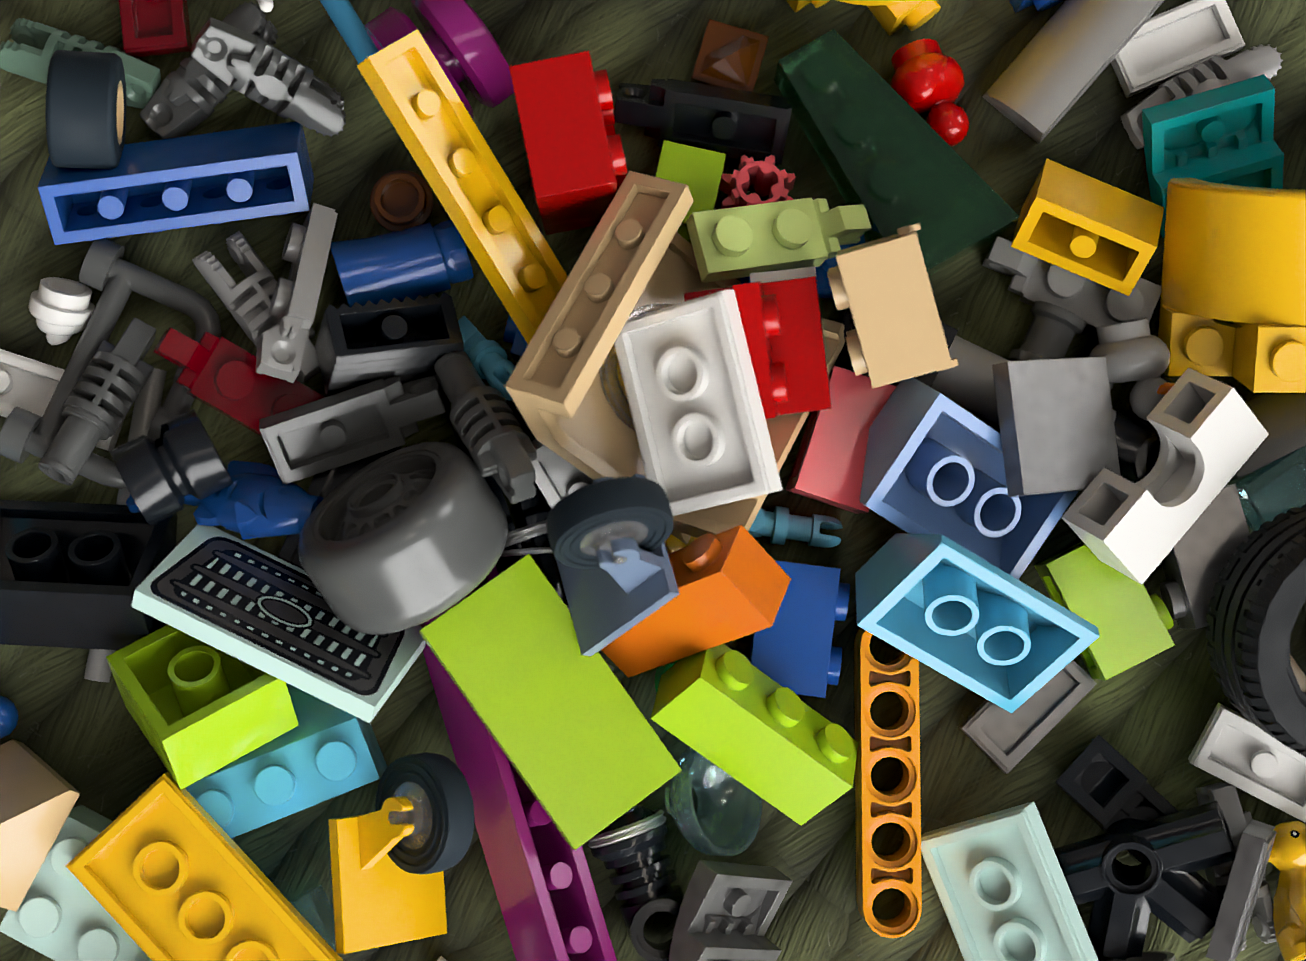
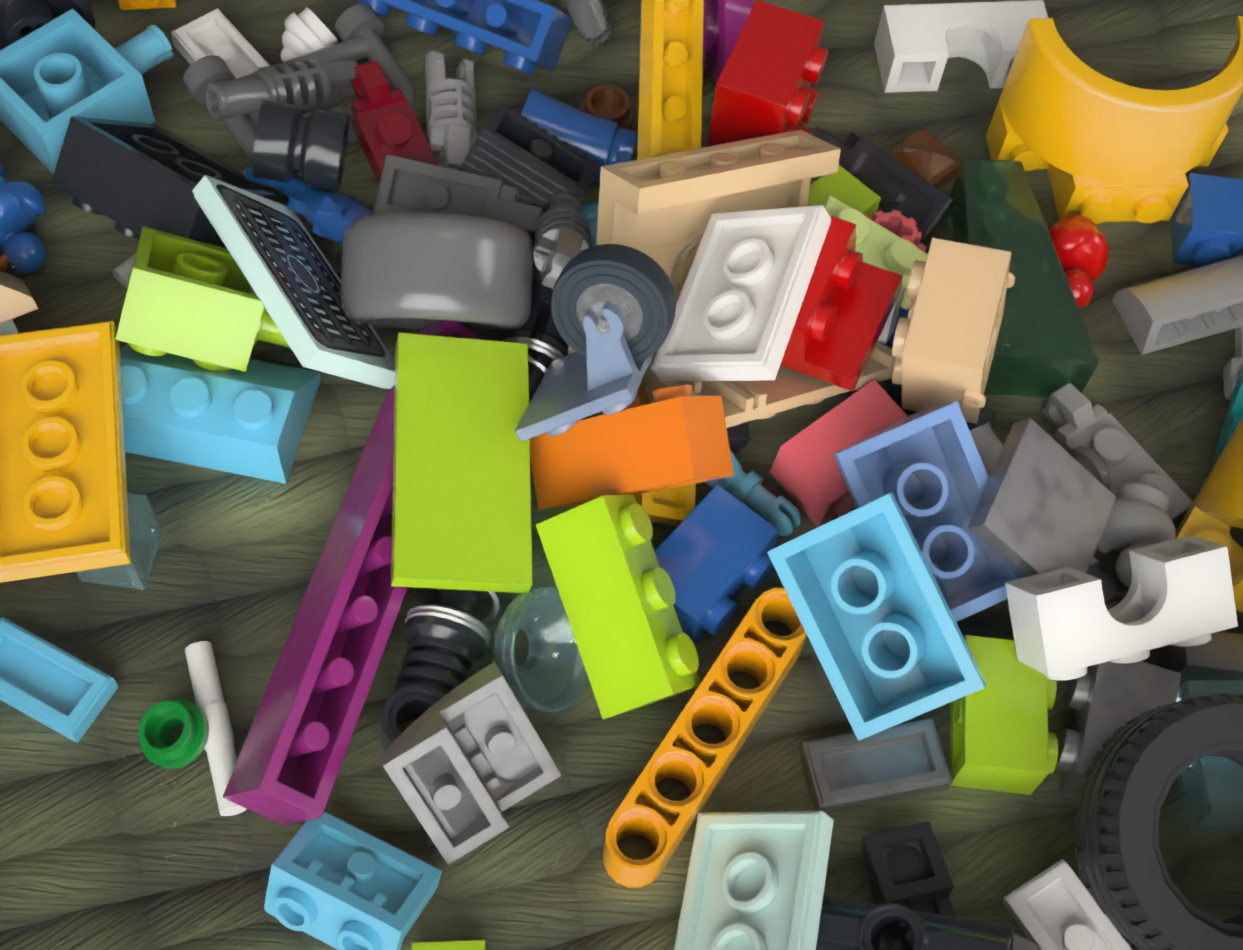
camera: 30 degrees right, 25 degrees down
(296, 298) = (474, 103): light grey hinge -> none
(395, 859) = (239, 521): plate -> none
(1088, 227) = (1152, 413): yellow brick -> none

